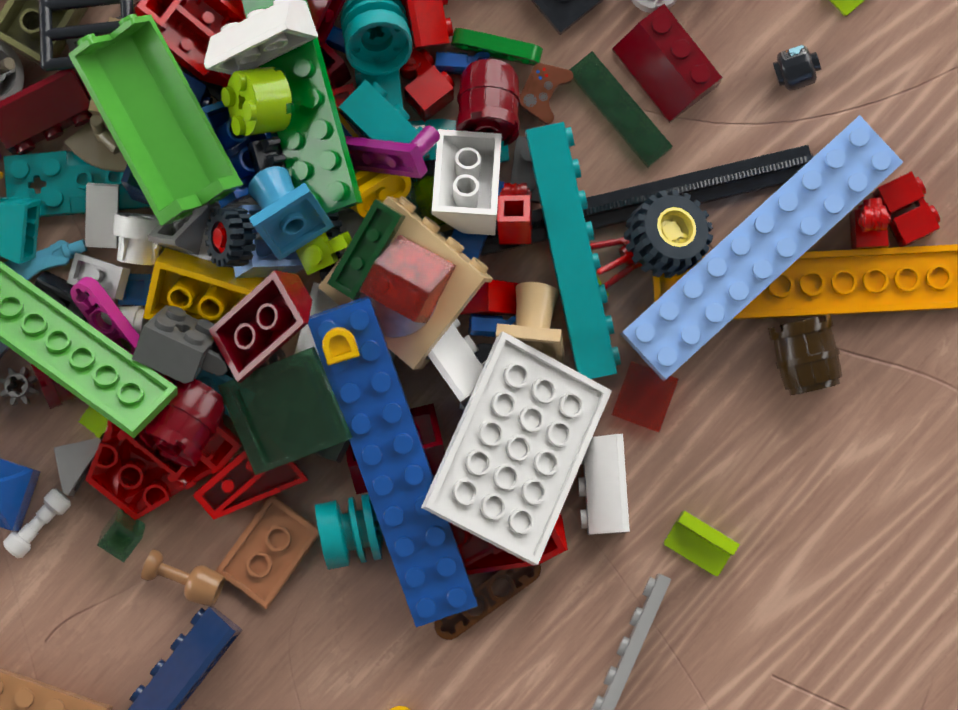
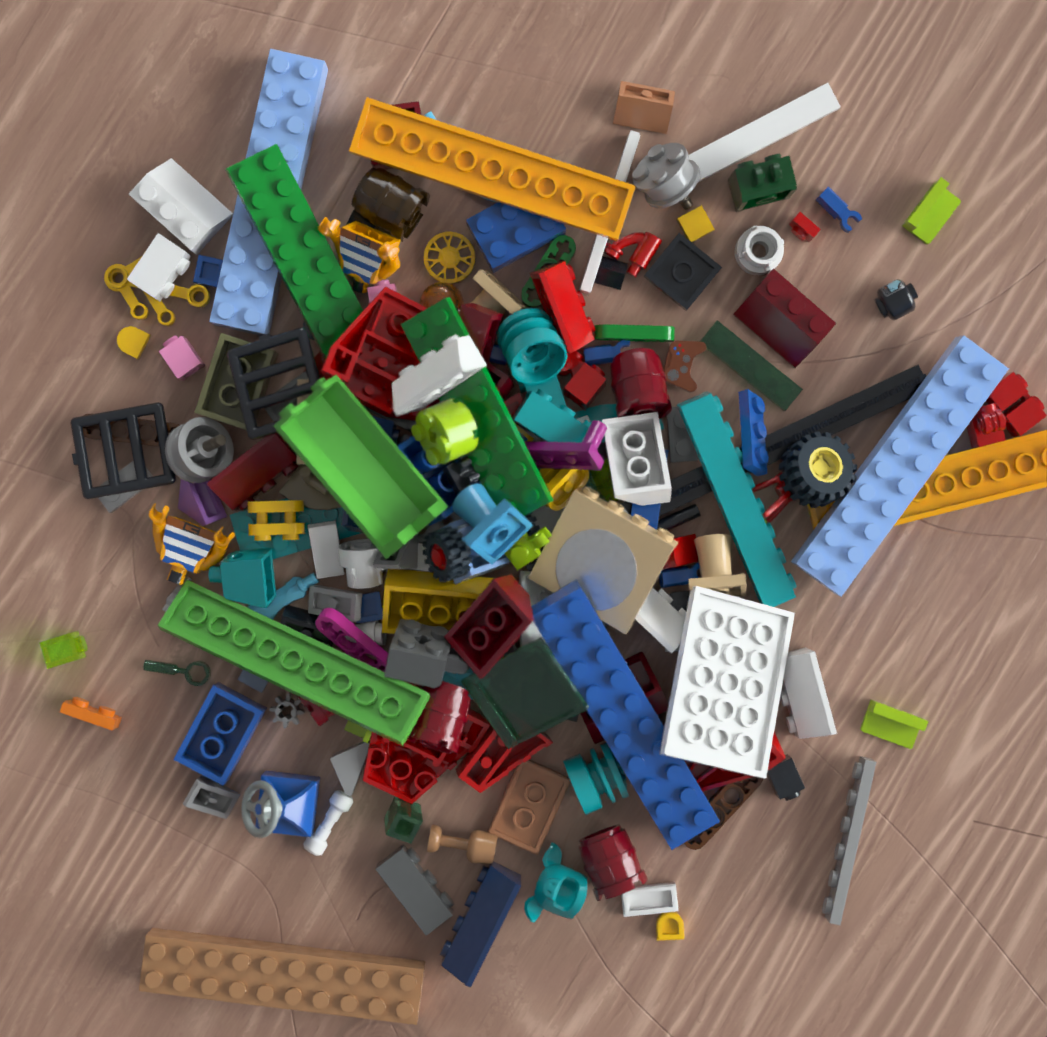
camera: 15 degrees left, 5 degrees up
(64, 182) = (263, 530): none -> yellow brick
(119, 618) = (415, 888): none -> dark grey brick
(278, 649) = (557, 888): none -> teal piece
(339, 345) = (564, 633): yellow tile -> none
(346, 631) = (611, 862): none -> dark red piece
(364, 249) = (565, 540): dark green plate -> none
(382, 687) = (650, 899): none -> white tile
(408, 279) = (608, 560): clear red slope -> none
(507, 261) = (679, 518): none -> black piece
(515, 214) = (683, 478): red brick -> none
(564, 578) = (785, 779): none -> black brick
(605, 180) = (753, 432): none -> blue plate
(644, 397) = (820, 611): clear red piece -> none
(807, 355) = (953, 547): dark brown piece -> none

